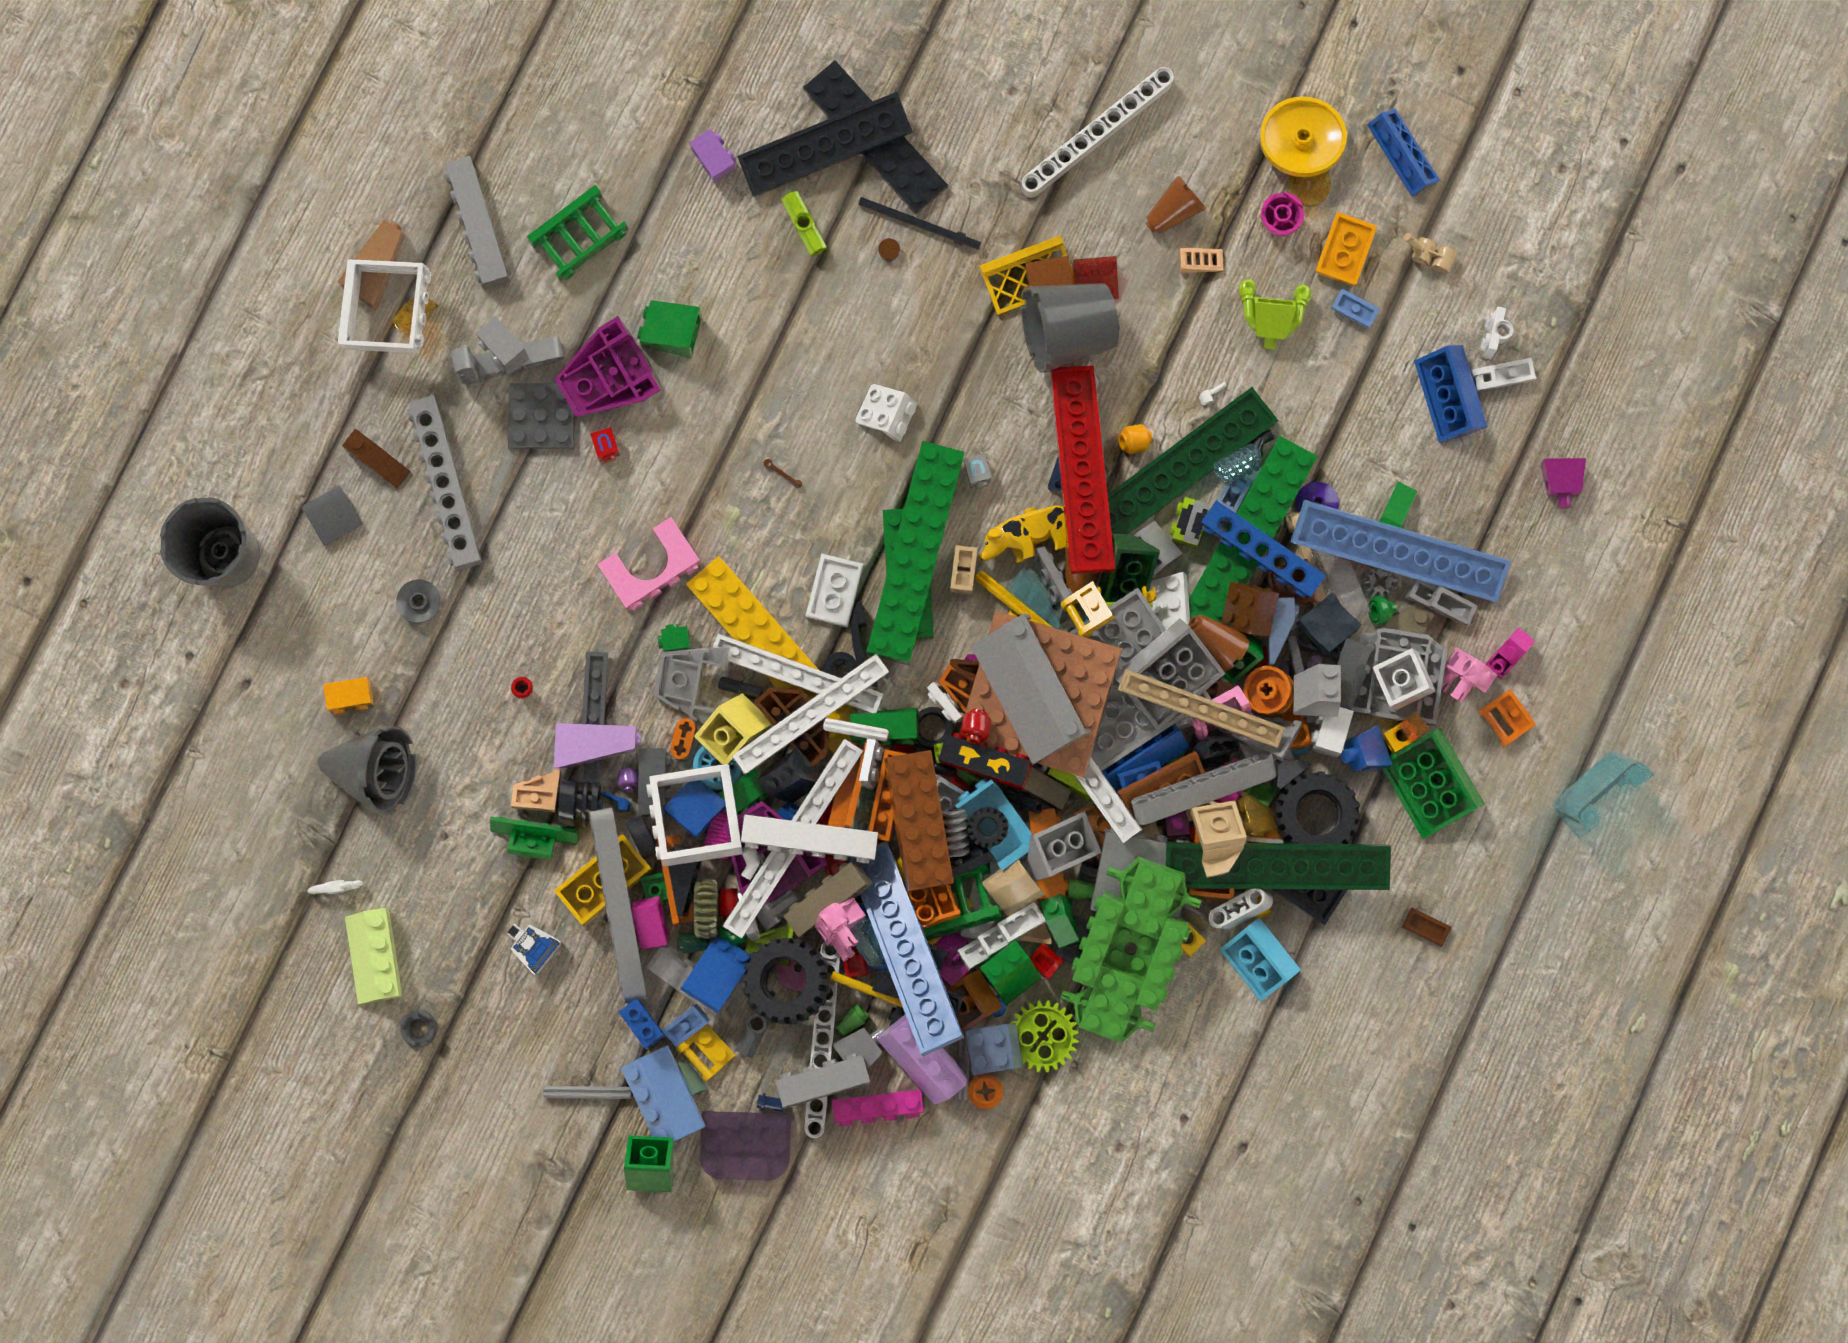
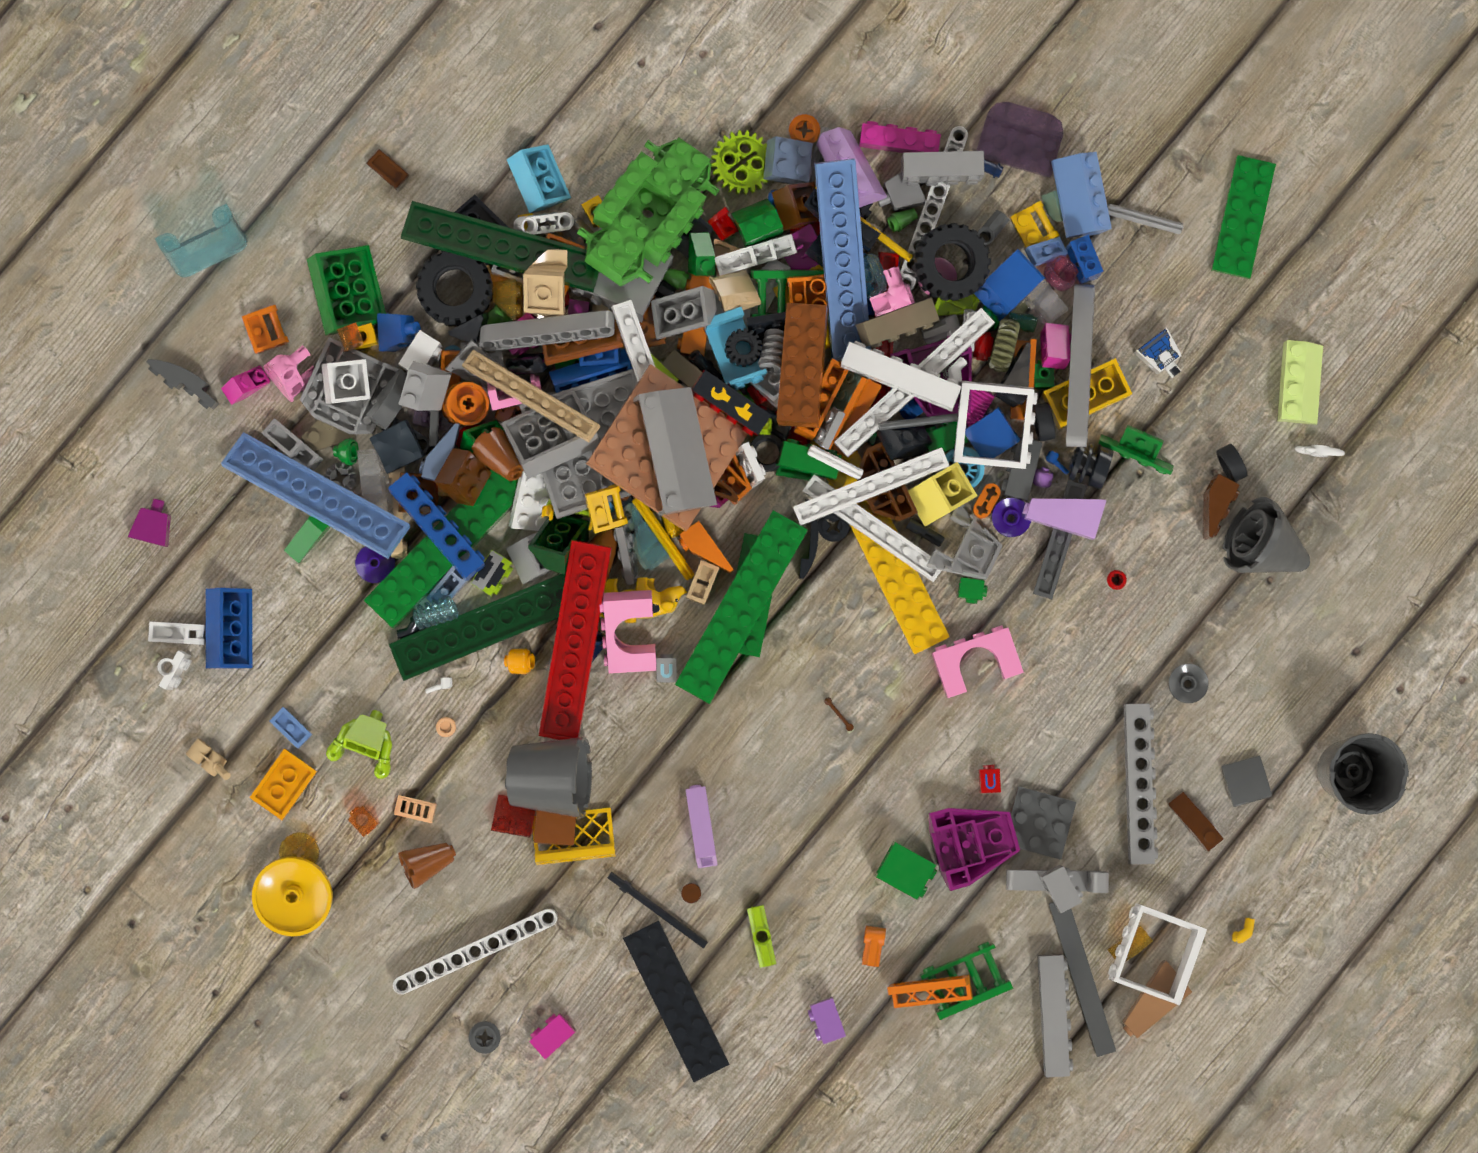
camera: 170 degrees left, 5 degrees up
(294, 359) = (1245, 933): none -> yellow arm
(348, 695) = (1269, 616): light orange piece -> none
(406, 1028) = (1282, 301): dark grey piece -> none
(427, 846) = (1231, 463): none -> black tyre
(433, 803) = (1216, 500): none -> reddish brown slope
(451, 260) = (1083, 981): none -> dark grey tile
(479, 1123) = (1243, 217): none -> green plate
(538, 793) = (1125, 486): light nougat wing -> none
(612, 216) = (928, 985): none -> orange fence
(649, 1163) = (1107, 140): green slope -> none
(653, 716) = (1000, 513): none -> dark purple dish
(664, 1005) = (1060, 273): none -> clear pink hair
(684, 247) = (874, 940): none -> orange piece
(778, 796) = (917, 421): none -> dark grey bar
(825, 144) = (723, 1003): black plate -> none
(834, 590) = (820, 597): white tile -> none
(886, 411) = (733, 745): white bracket -> none
(897, 318) = (701, 826): none -> lavender slope
(972, 606) = (701, 545): none -> orange slope
(976, 726) = (731, 432): red head -> none
(993, 68) = (552, 1035): none -> dark pink brick
(1030, 471) = (621, 656): none -> bright pink arch
(1070, 43) = (491, 1044): none -> dark grey gear
(1193, 352) = (446, 727): none -> light nougat tile
(1247, 225) = (371, 824): none -> clear orange brick
(1282, 214) = (331, 828): dark pink cylinder -> none
(1401, 152) = (208, 859): blue fence -> none
(1586, 642) = (177, 377): none -> dark grey slope

